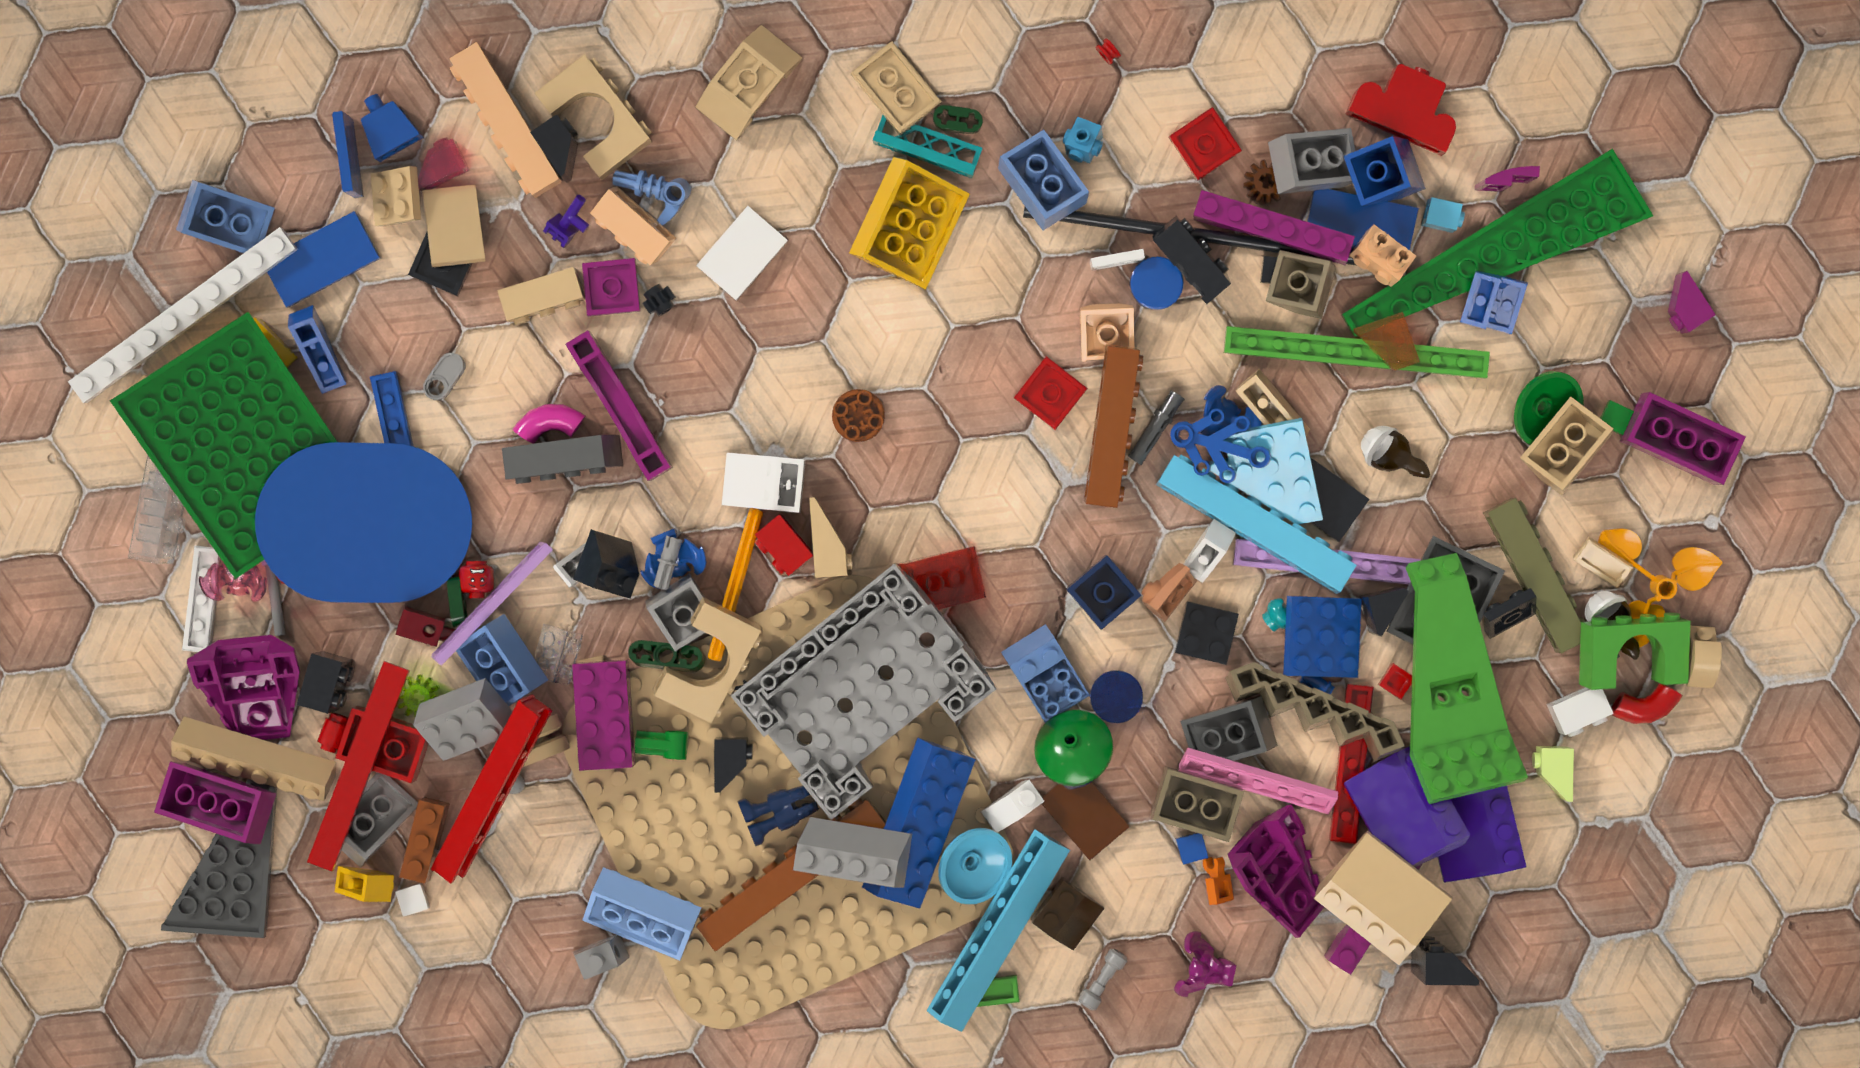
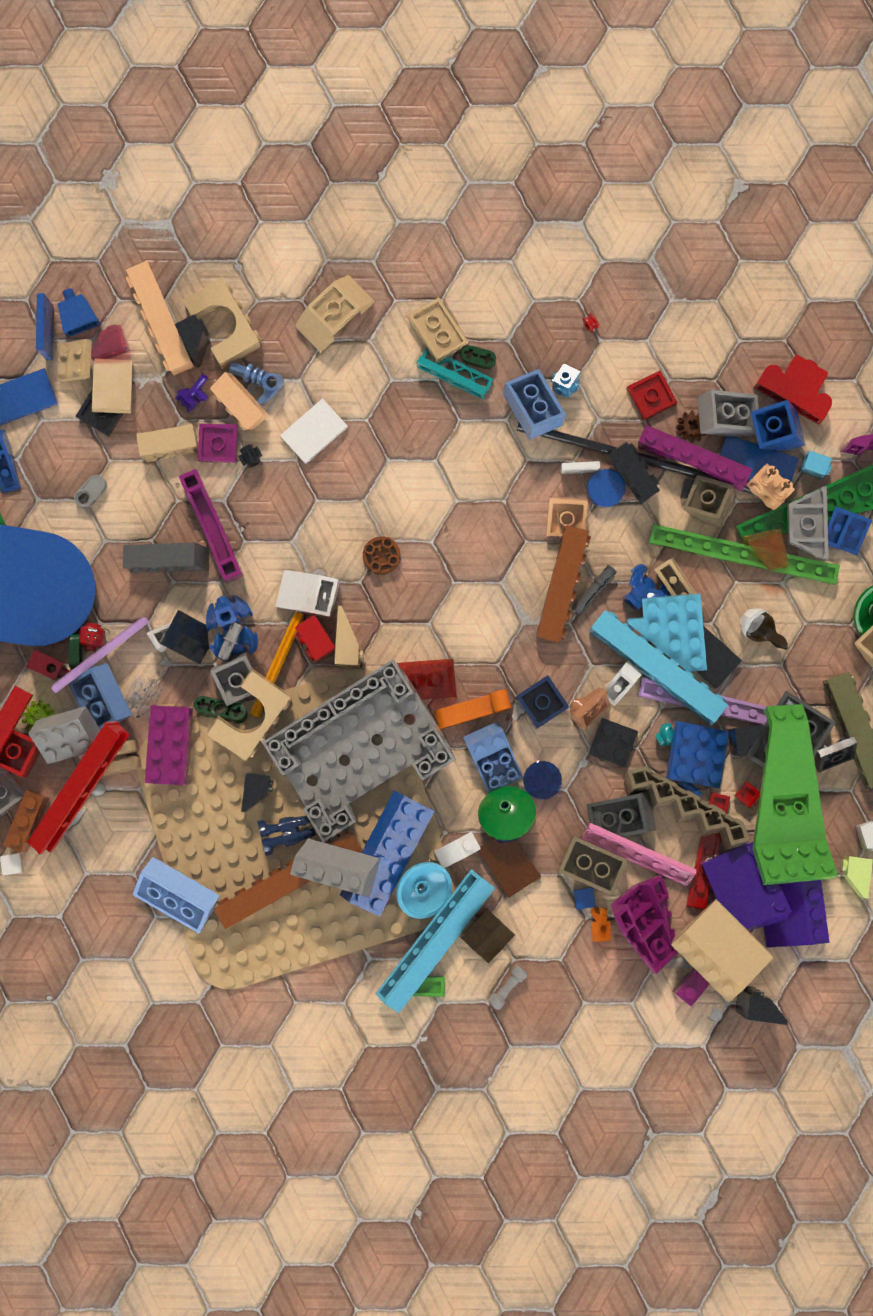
camera: 10 degrees right, 5 degrees down
(391, 408) = (49, 508): blue tile -> none
(548, 418) = (160, 529): dark pink cylinder -> none
(601, 956) = (142, 923): light grey torso -> none
(656, 522) = (226, 611): none -> blue animal
(666, 744) = (211, 772): green piece -> none
(909, 222) = (435, 424): yellow slope -> none
(1010, 613) = (473, 709): none -> orange beam
(1050, 393) = (520, 556): red tile -> none
(1204, 968) = (583, 988): magenta animal -> none
(1215, 444) = (635, 604): blue plant -> none
(1441, 300) = (809, 523): none -> light grey wing

